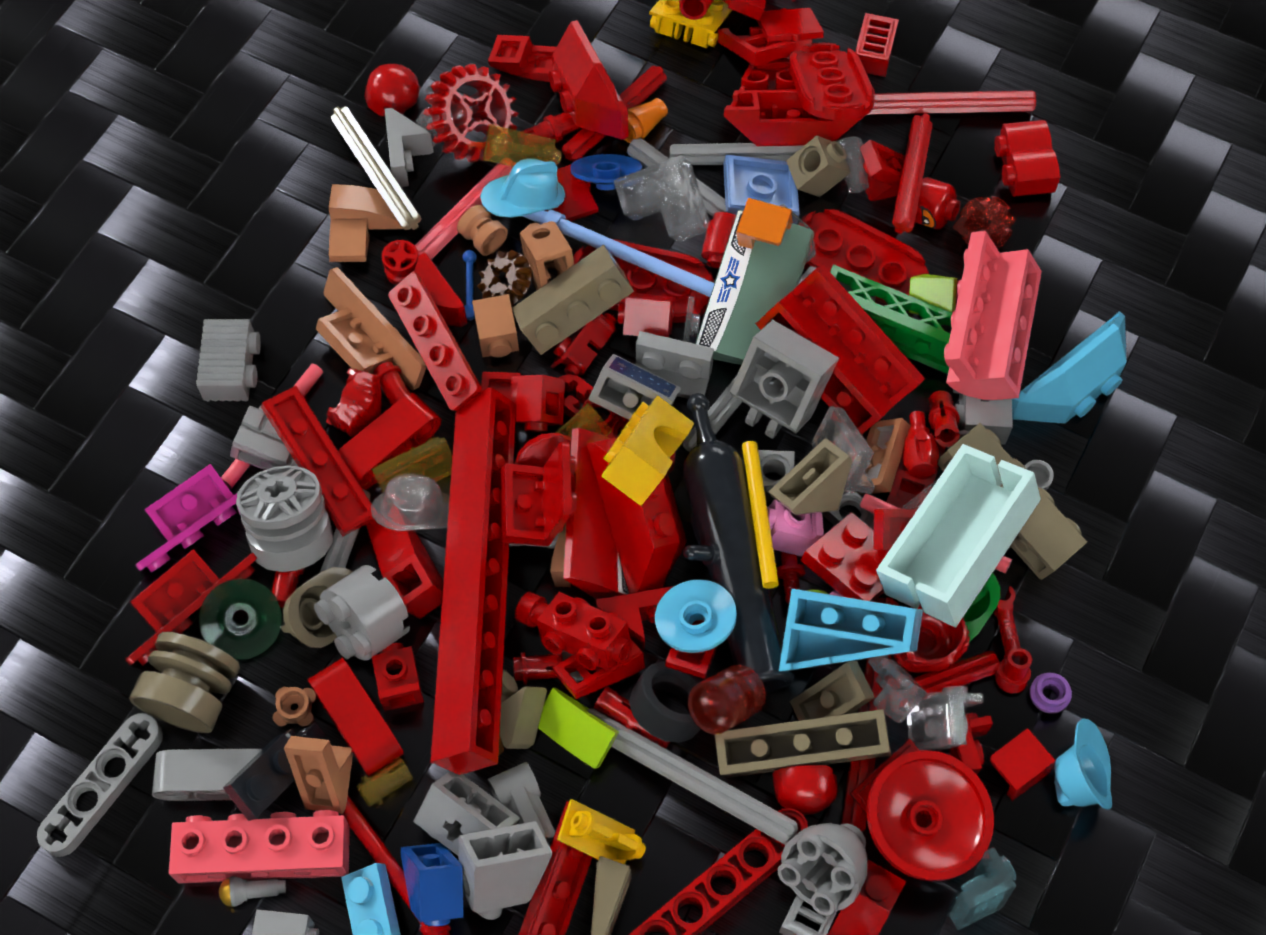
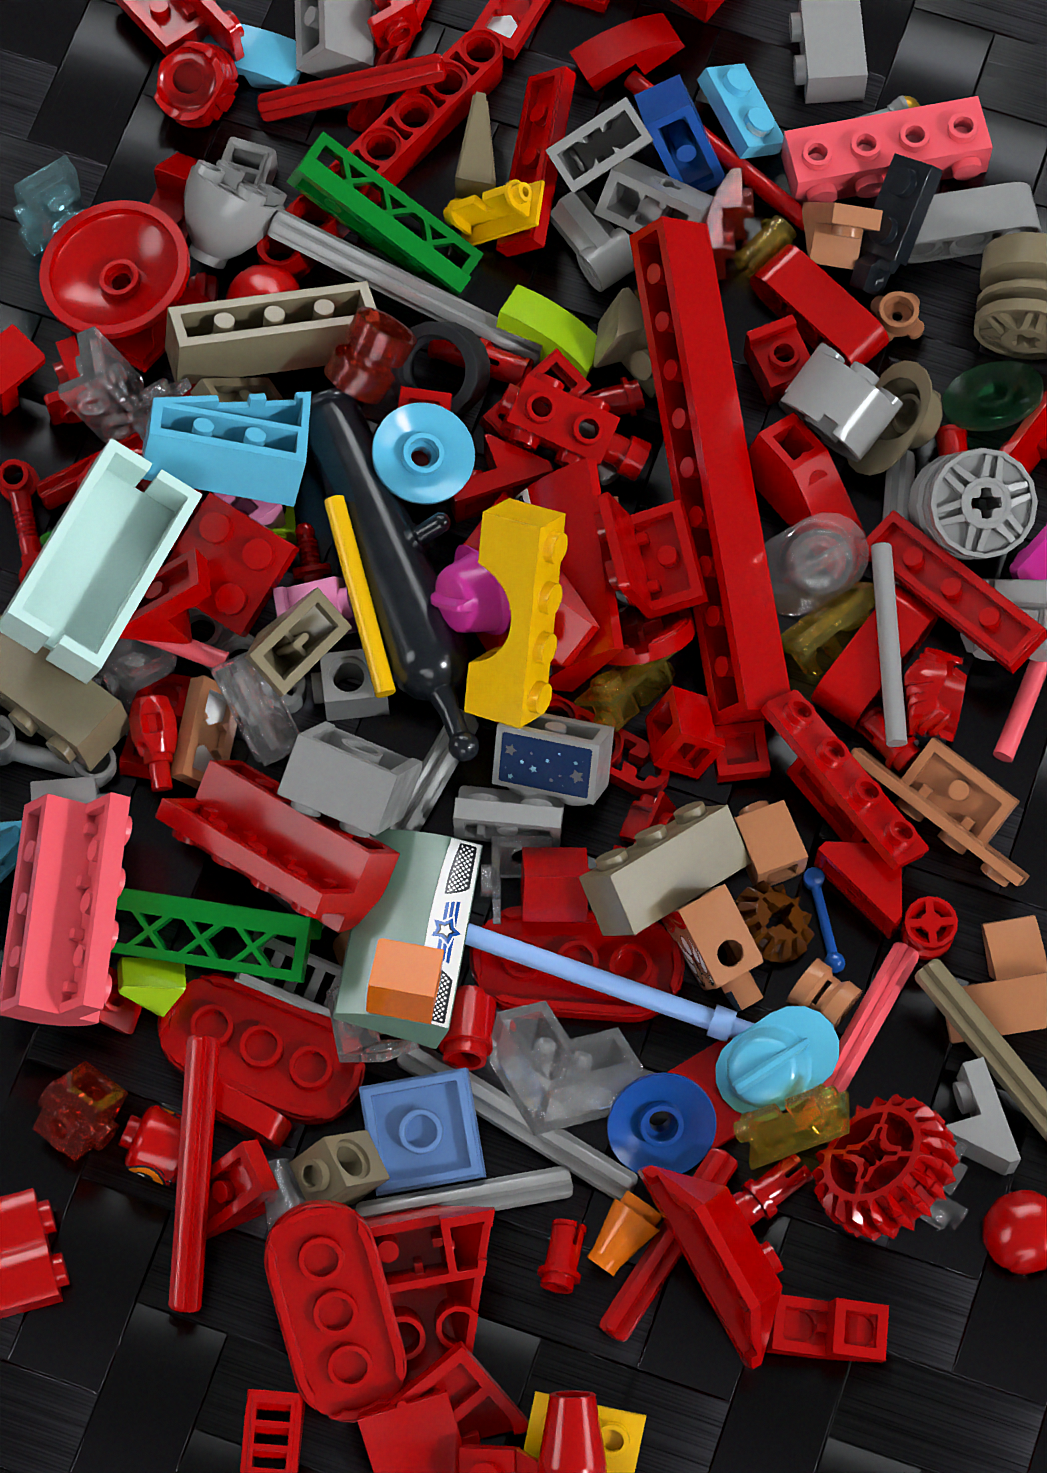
camera: 170 degrees right, 5 degrees up
(376, 431) = (889, 645): none -> light grey bar
(401, 814) = (727, 218): none -> clear red slope
(684, 488) = (471, 596): none -> dark pink piece
(685, 107) = (562, 1257): none -> red pin
(707, 823) = (378, 225): none -> green fence
(873, 212) = (250, 1117): none -> red beam
(944, 418) = (125, 777): red pin -> none
(953, 102) = (143, 1351): axle -> none

